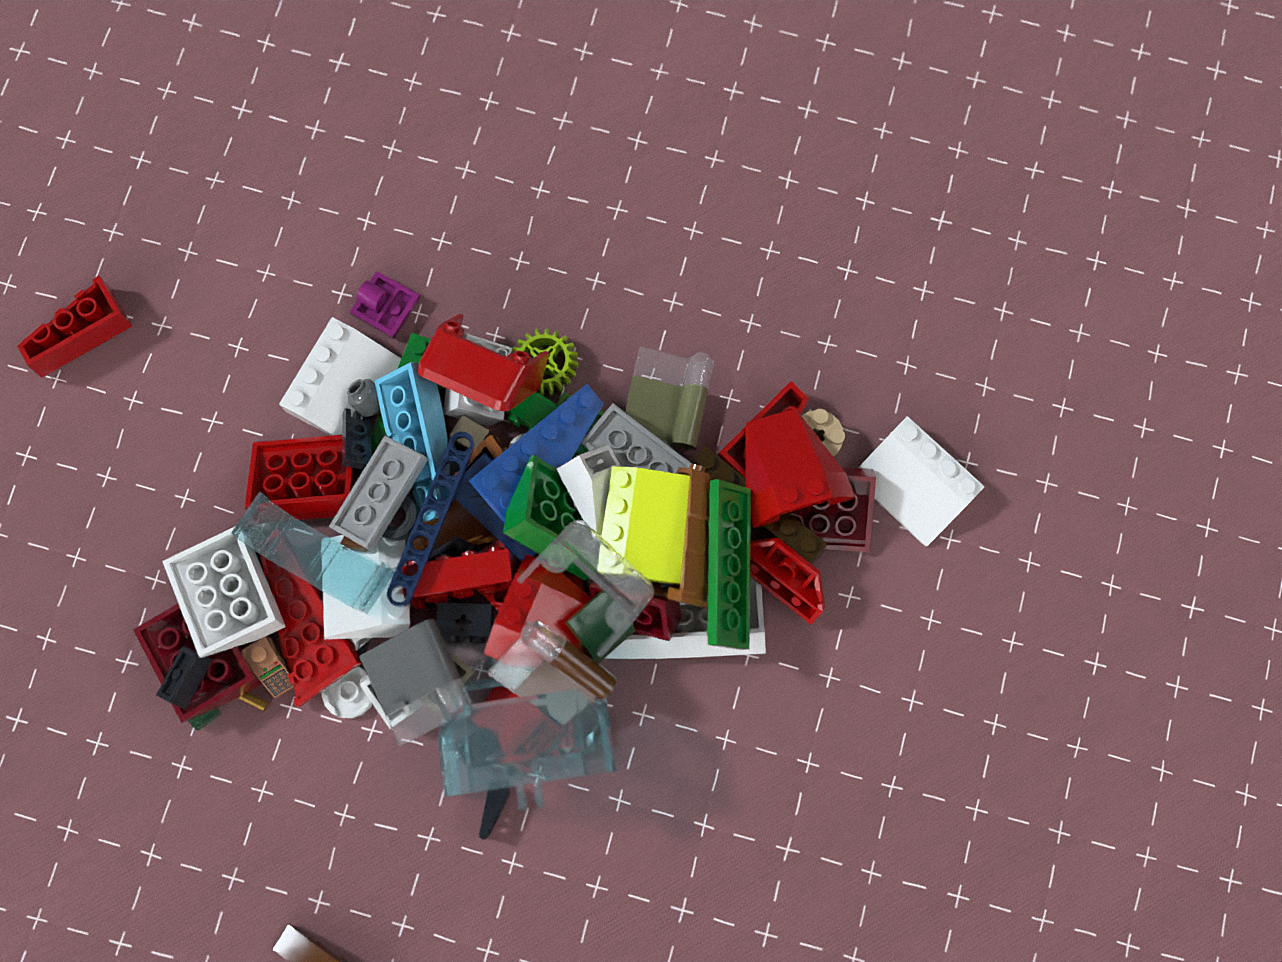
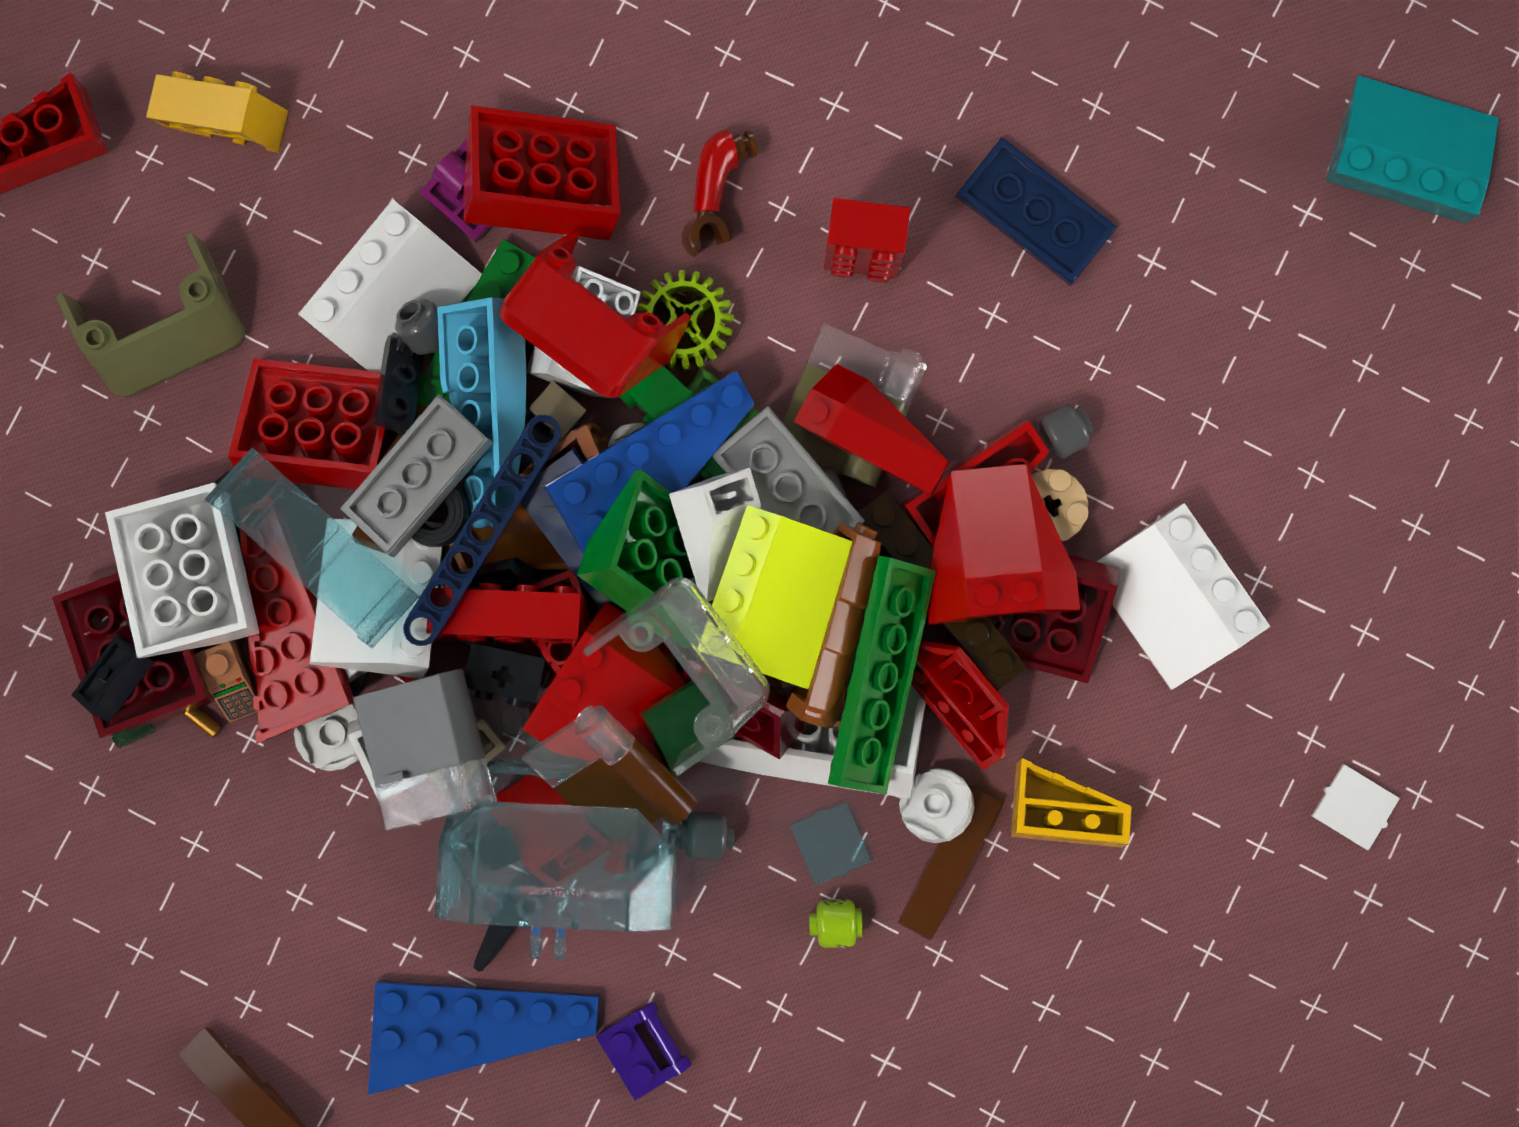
camera: 20 degrees right, 10 degrees up
(190, 444) = (170, 346): none -> olive windscreen
(203, 282) = (217, 110): none -> yellow wedge
(430, 283) = (541, 173): none -> red slope
(470, 888) = (450, 1028): none -> blue wing
(545, 257) = (715, 162): none -> piece
(606, 883) = (632, 1056): none -> dark purple plate
(627, 710) = (705, 836): none -> dark grey head
(657, 280) = (866, 239): none -> red brick
(680, 405) = (864, 423): none -> red wedge
(716, 699) = (830, 843): none -> clear light blue piece
(732, 754) = (836, 923): none -> lime head
(764, 251) = (1036, 211): none -> dark blue tile
(785, 656) = (938, 806): none -> white tile
(802, 695) = (947, 870): none -> reddish brown slope
(817, 385) = (1065, 430): none -> dark grey head
(875, 642) = (1063, 811): none -> yellow wedge
(1000, 169) = (1414, 150): none -> teal slope
(1070, 602) = (1355, 807): none -> white piece

